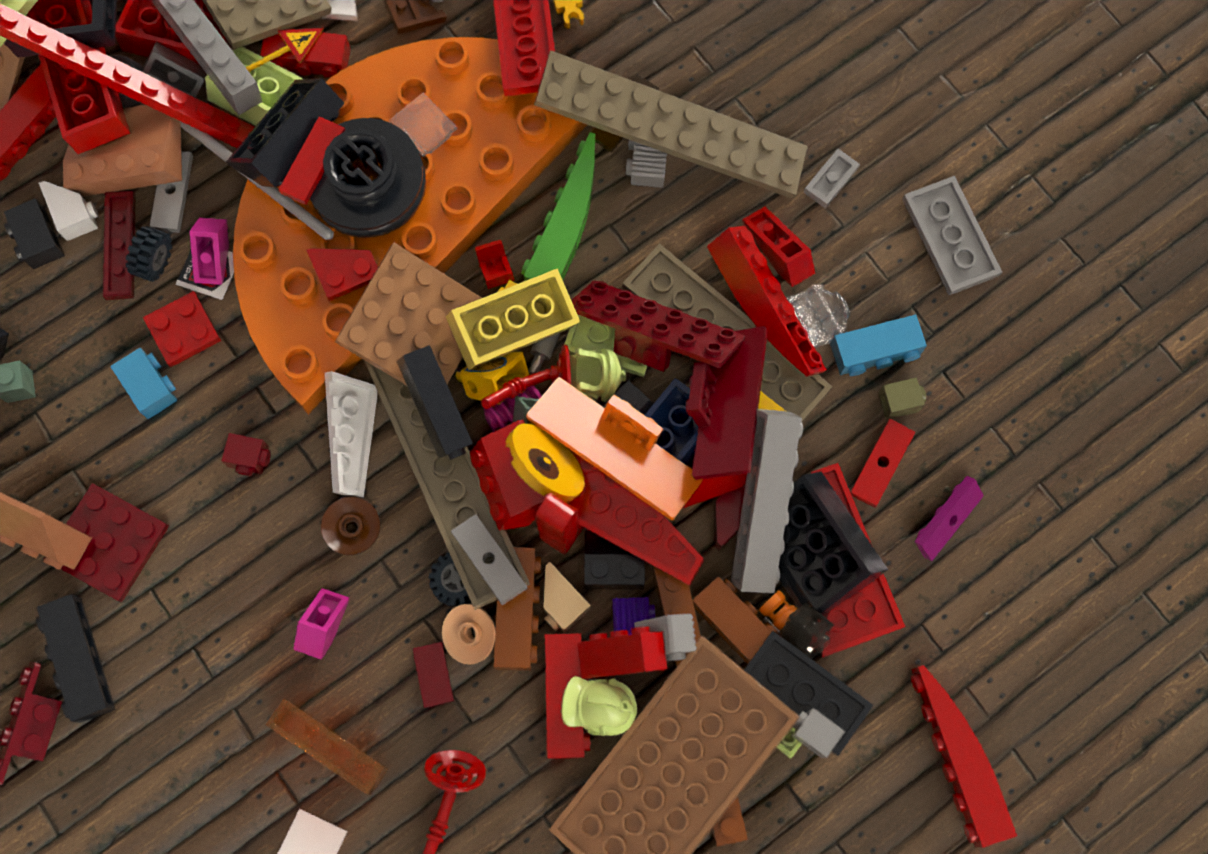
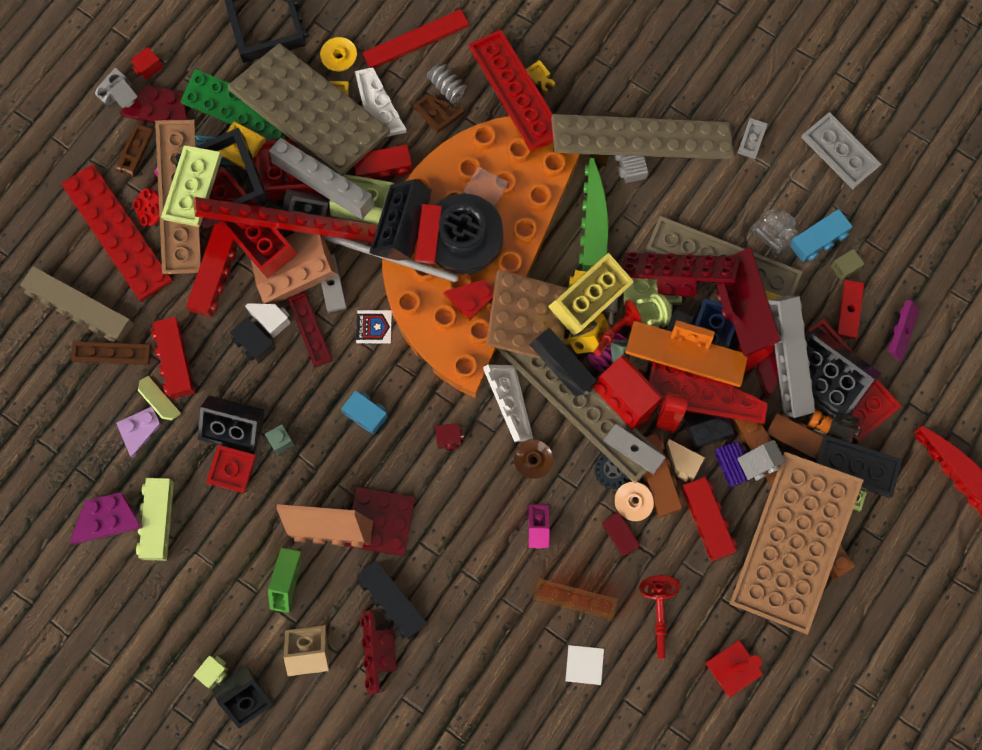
camera: 15 degrees left, 0 degrees up
(148, 253) = (335, 328): black wheel -> none
(181, 329) = (373, 370): red plate -> none
(209, 250) = (372, 314): dark pink slope -> none
(297, 41) = (378, 158): piece -> none
(494, 264) = (559, 263): red bracket -> none
(545, 462) = (650, 376): yellow tile -> none
(598, 706) = (735, 516): yellowish green helmet -> none
(622, 653) = (738, 479): red brick -> none
(762, 297) = (738, 229): red slope -> none
(781, 246) = (736, 192): red slope -> none
(817, 732) = (876, 487): light grey brick -> none

